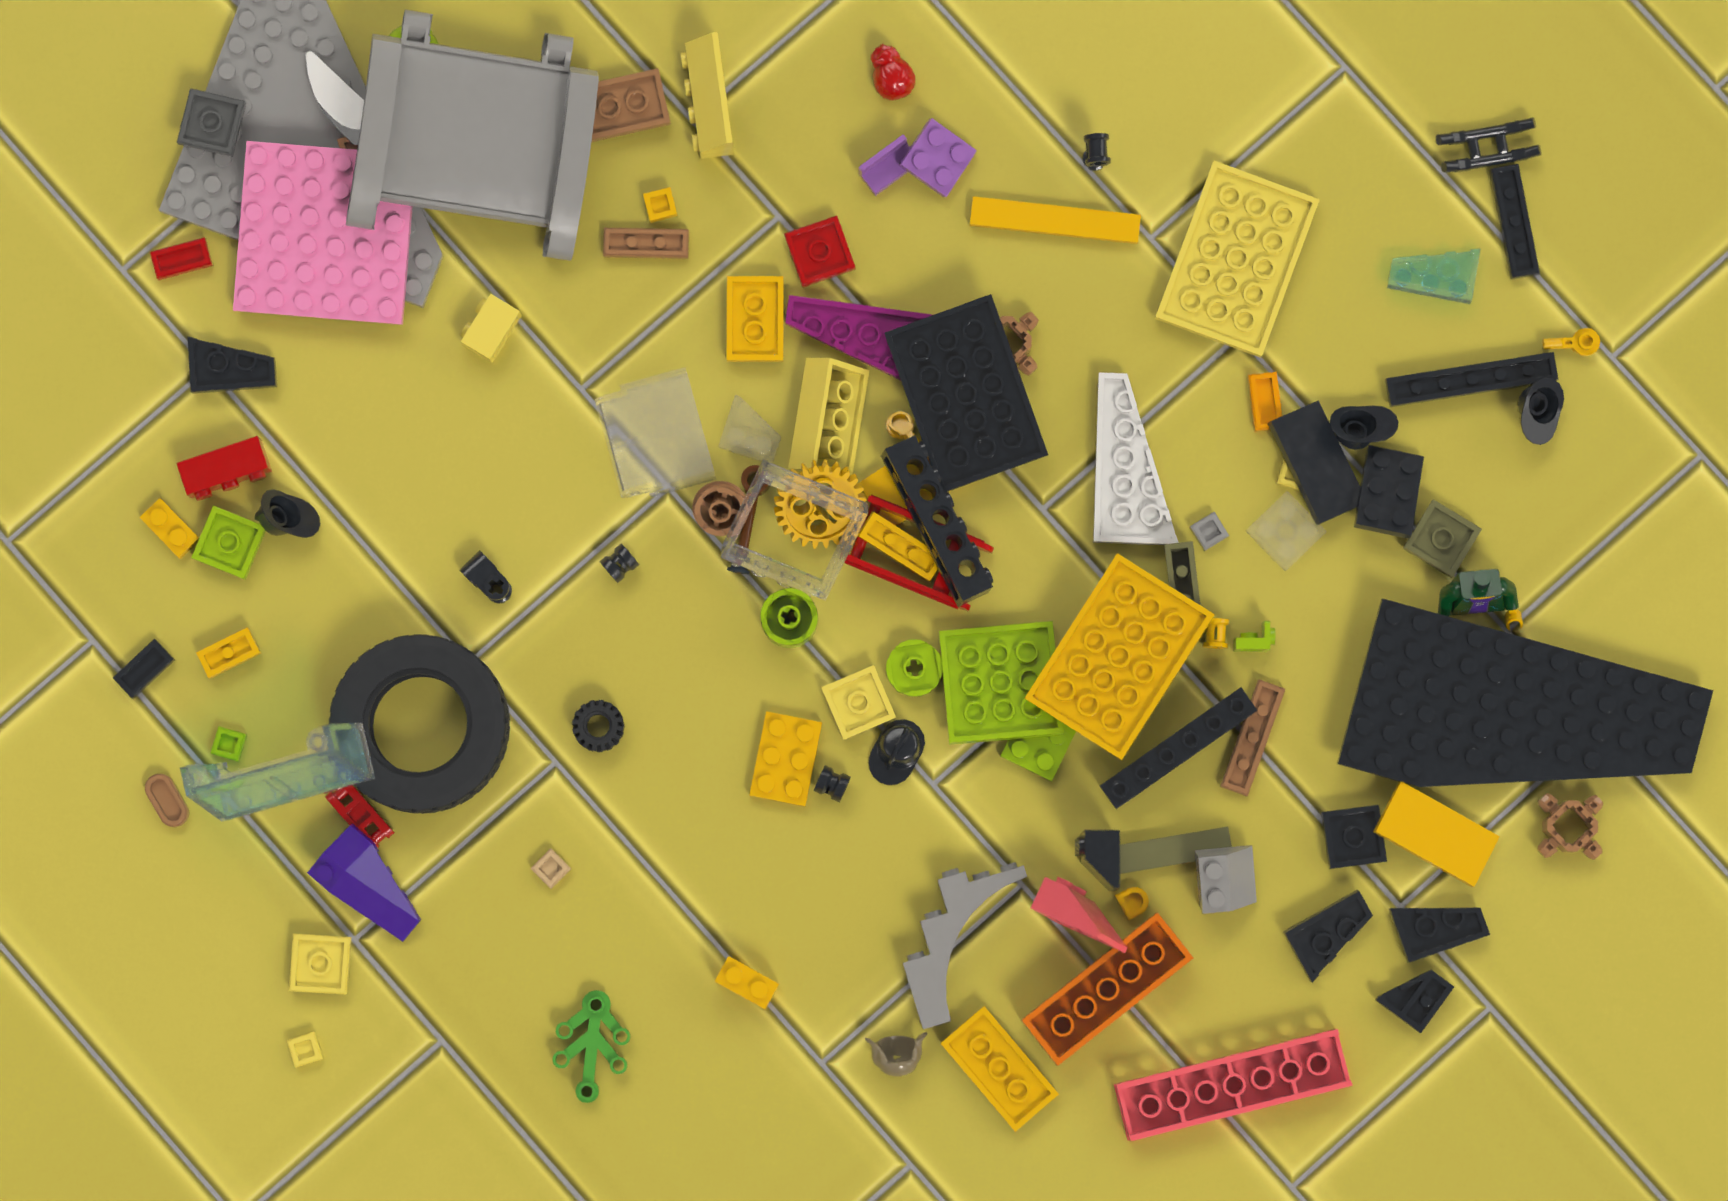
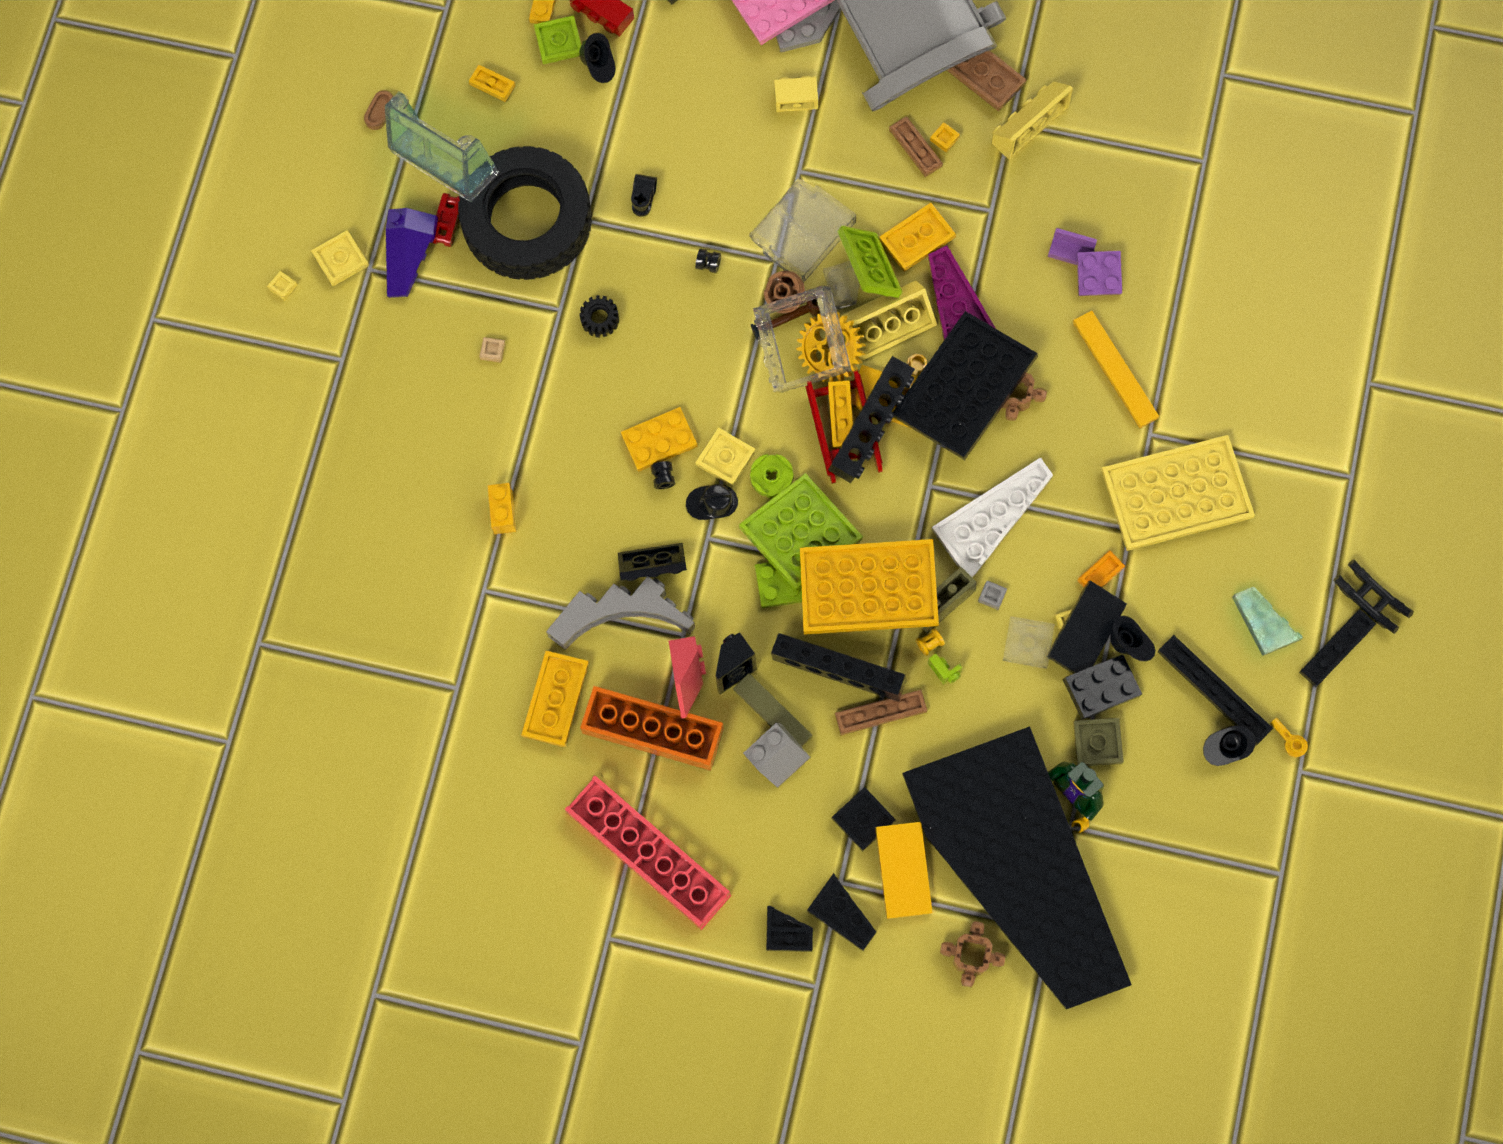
camera: 60 degrees right, 10 degrees down
(143, 668) = (449, 45): black tile -> none
(228, 743) = (438, 119): lime tile -> none
(592, 1041) = (401, 444): bright green plant -> none
(755, 393) = (869, 262): none -> lime plate
(796, 632) = (747, 390): lime brick -> none
(819, 251) = (987, 245): red plate -> none
(891, 74) = (1130, 214): red hair -> none
(903, 1046) = (518, 621): dark tan hair -> none
(923, 863) = (651, 561): none -> black plate
(1096, 151) = (1176, 359): black connector -> none
(1132, 901) = (721, 709): yellow tile -> none
(1326, 932) = (789, 844): black wing -> none

